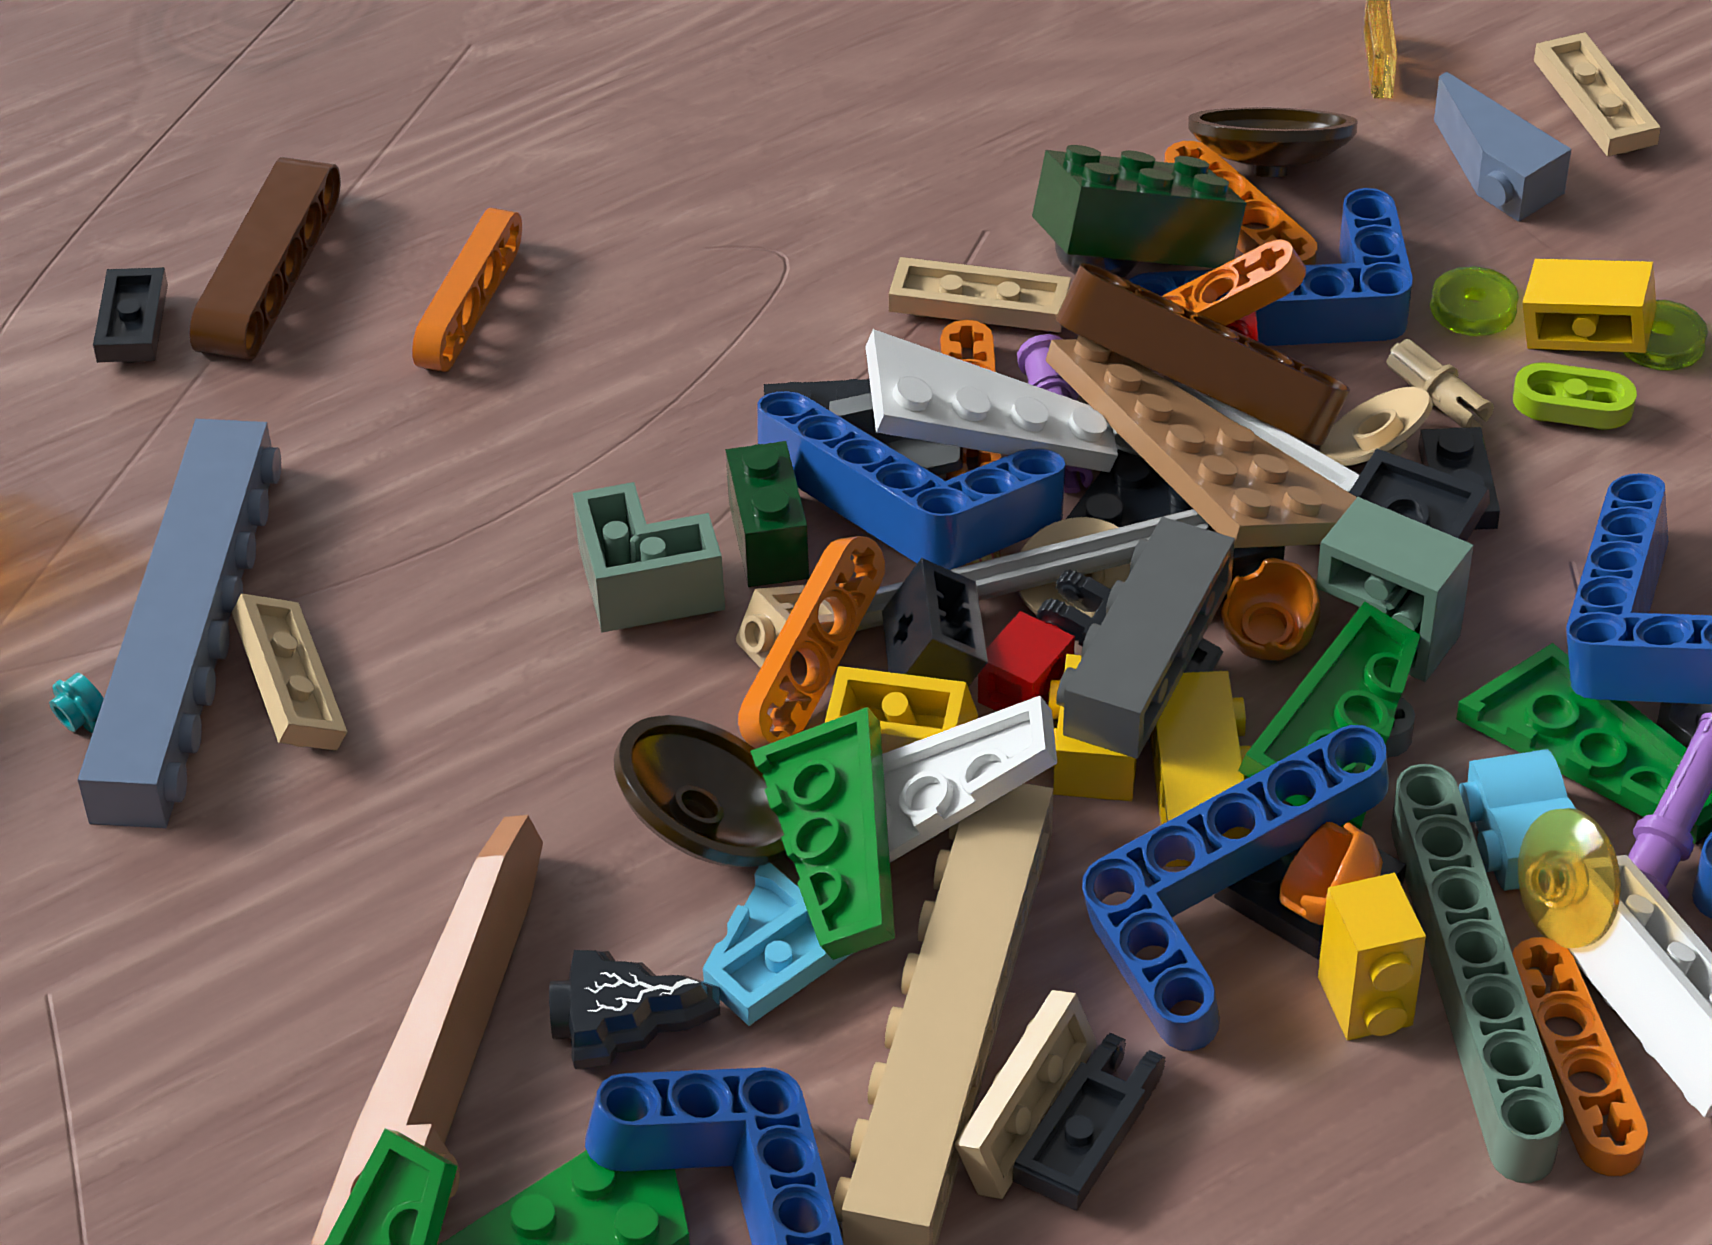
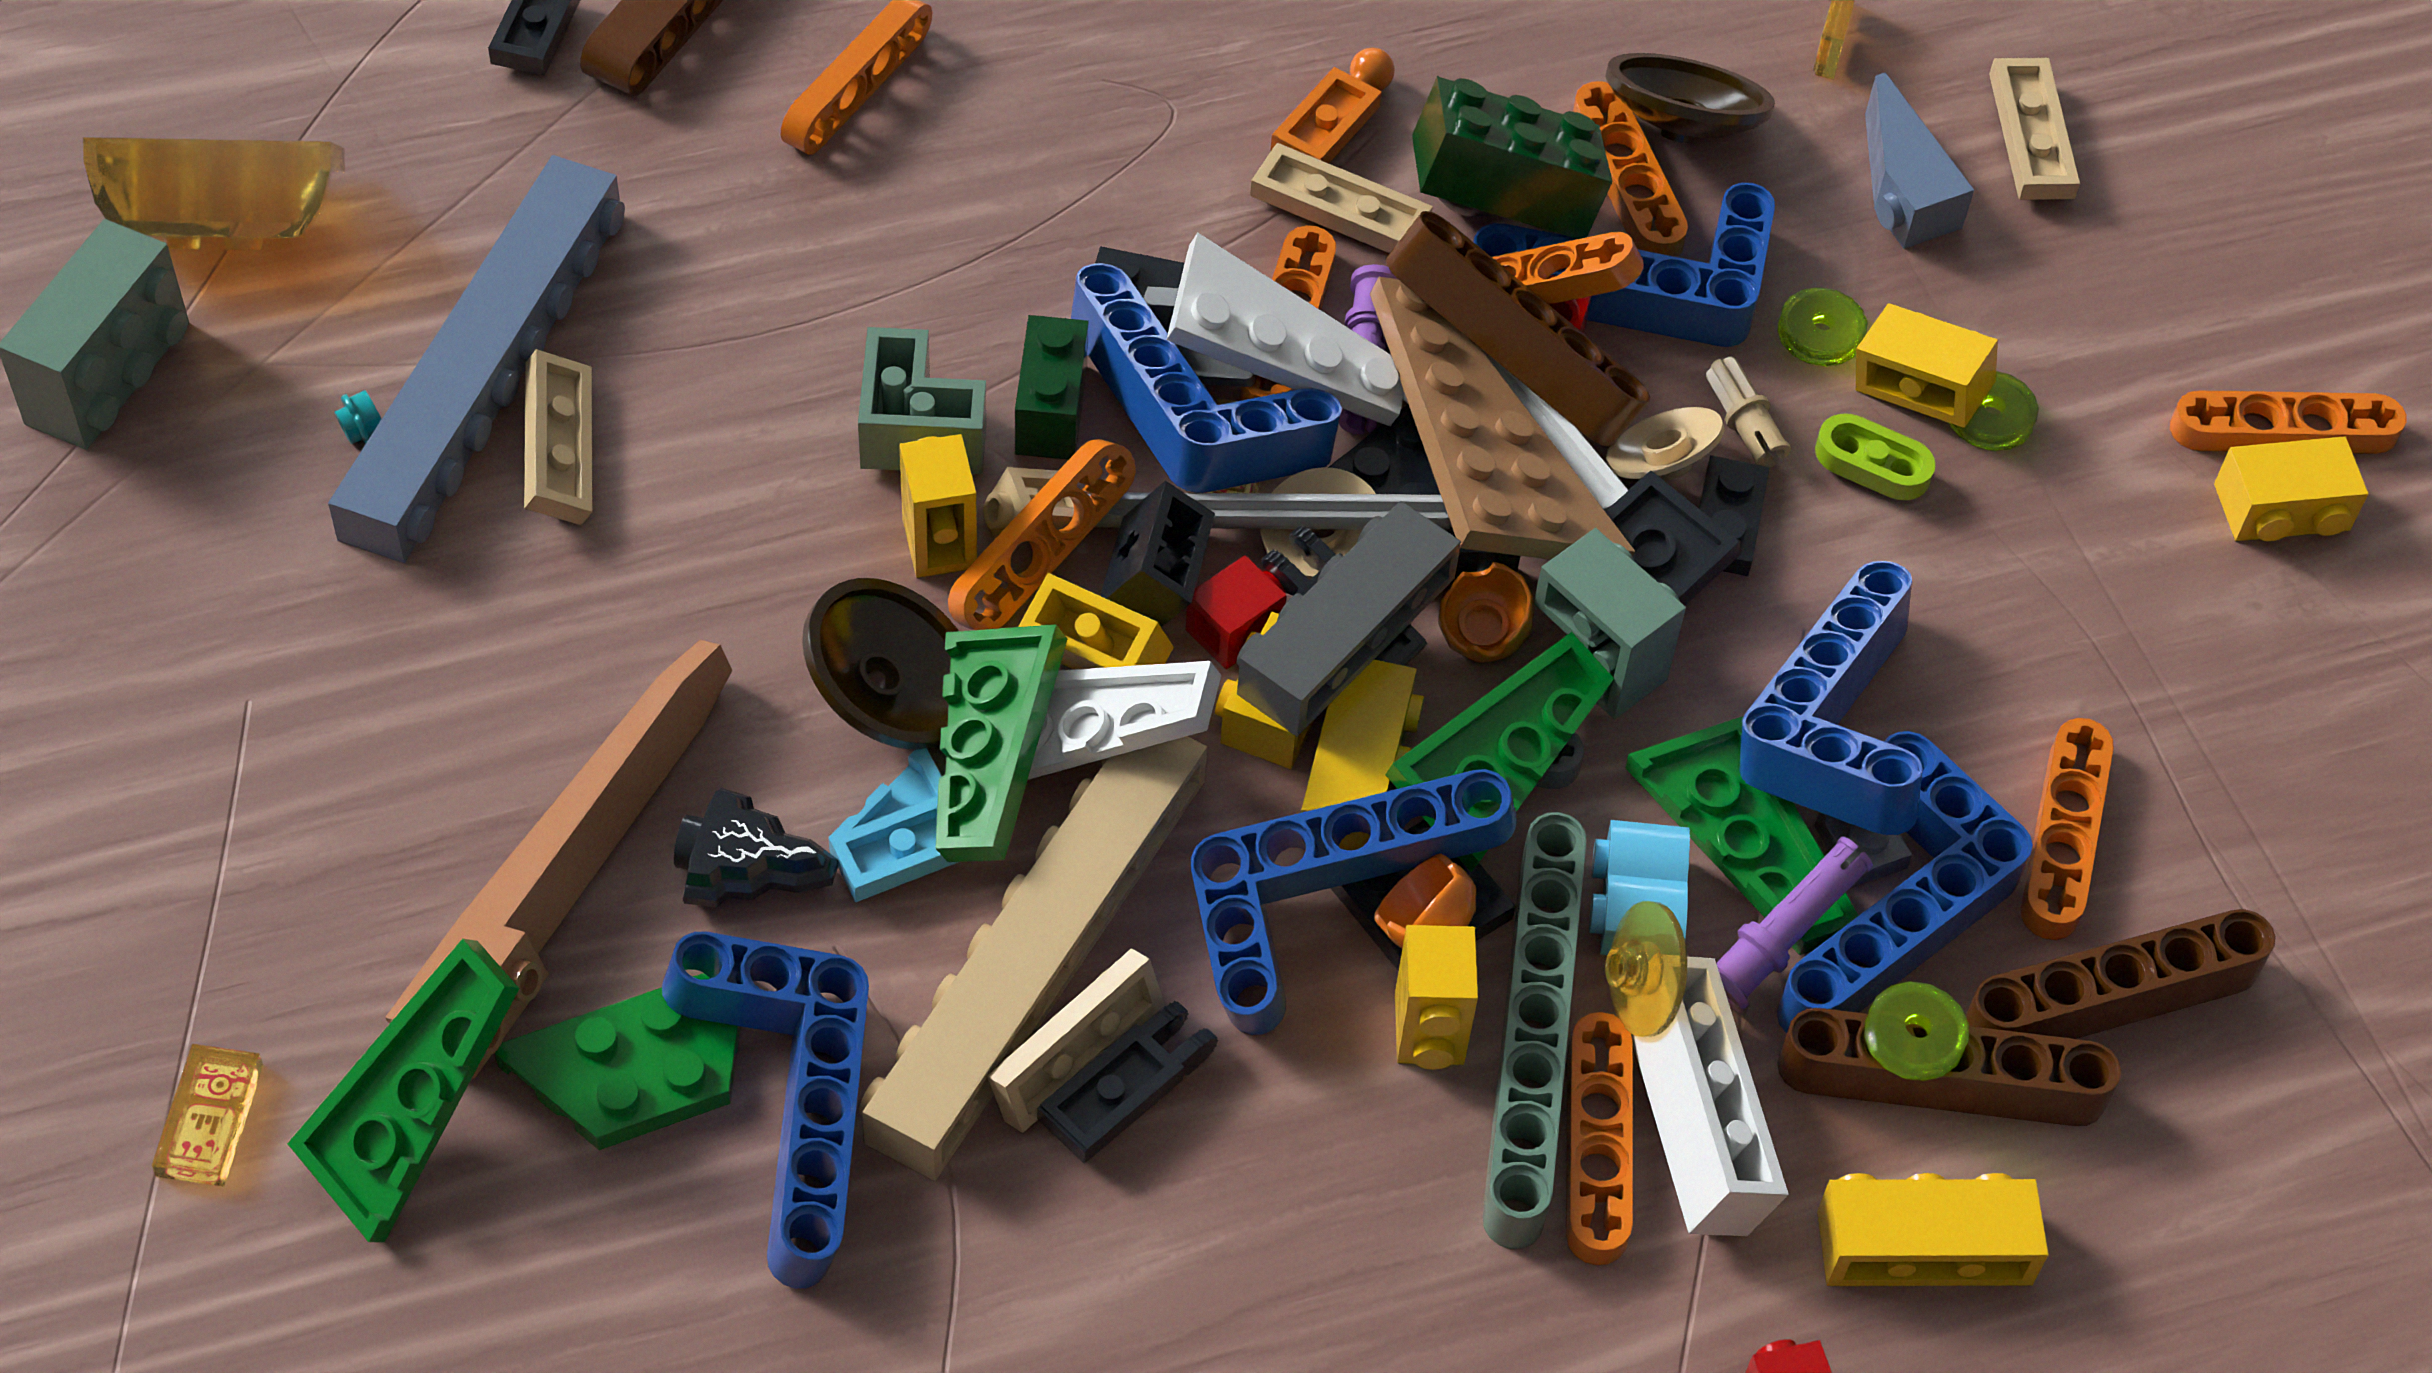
camera: 10 degrees right, 10 degrees up
(701, 637) = (938, 505): none -> yellow brick
(944, 214) = (1337, 106): none -> orange plate

